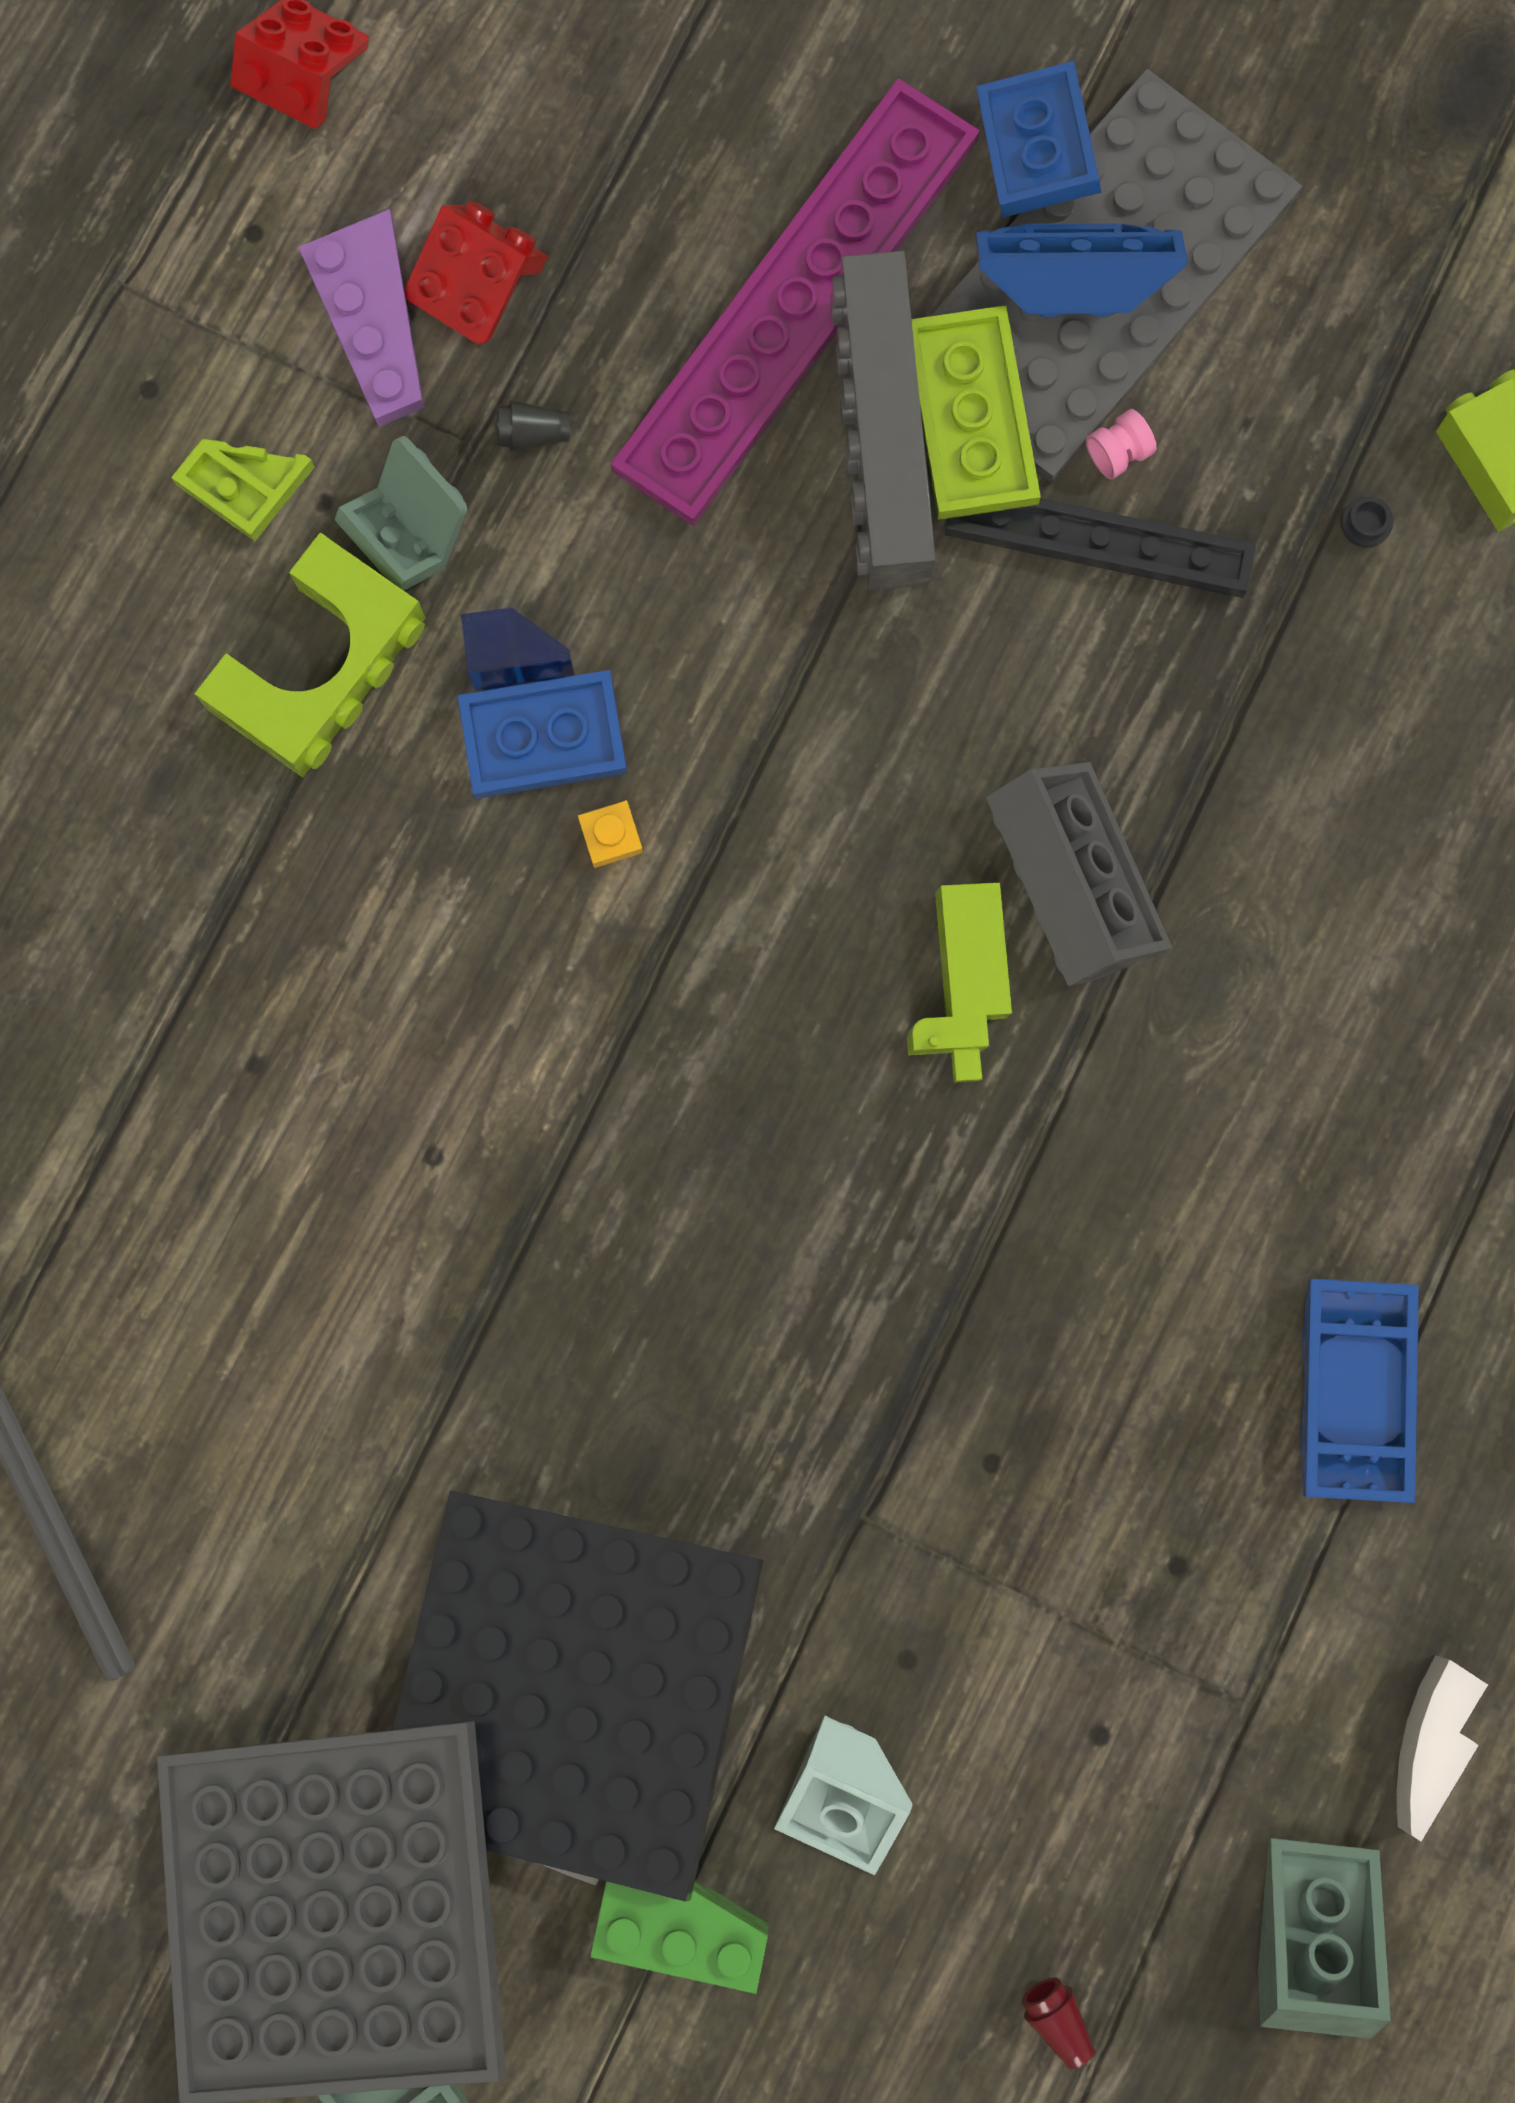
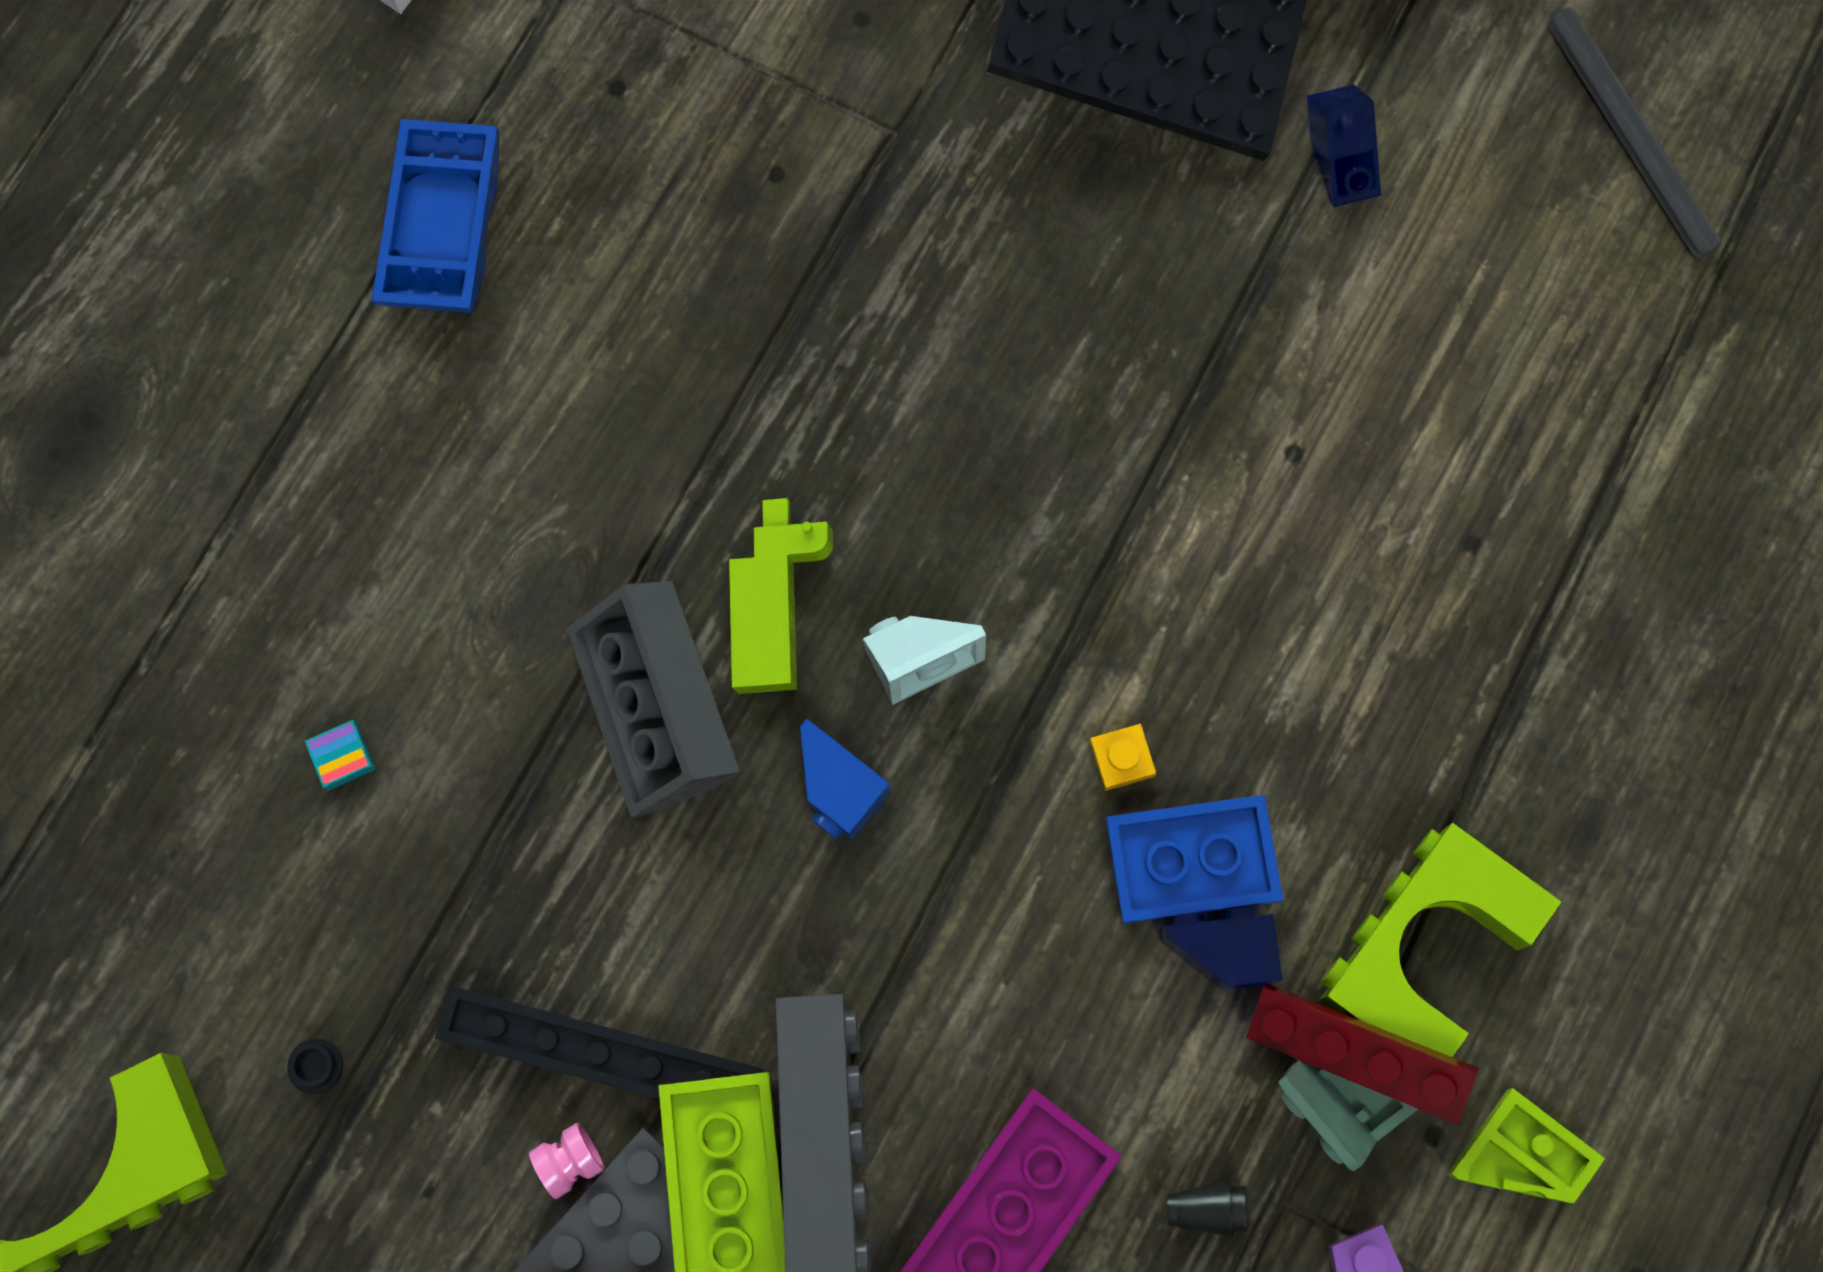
camera: 175 degrees left, 5 degrees down
(368, 1503) = (1345, 143): none -> clear blue slope
(388, 550) = (1363, 1053): none -> dark red plate
(813, 917) = (921, 652): none -> light aqua slope
(888, 793) = (839, 784): none -> blue slope
(1384, 812) = (340, 755): none -> tile

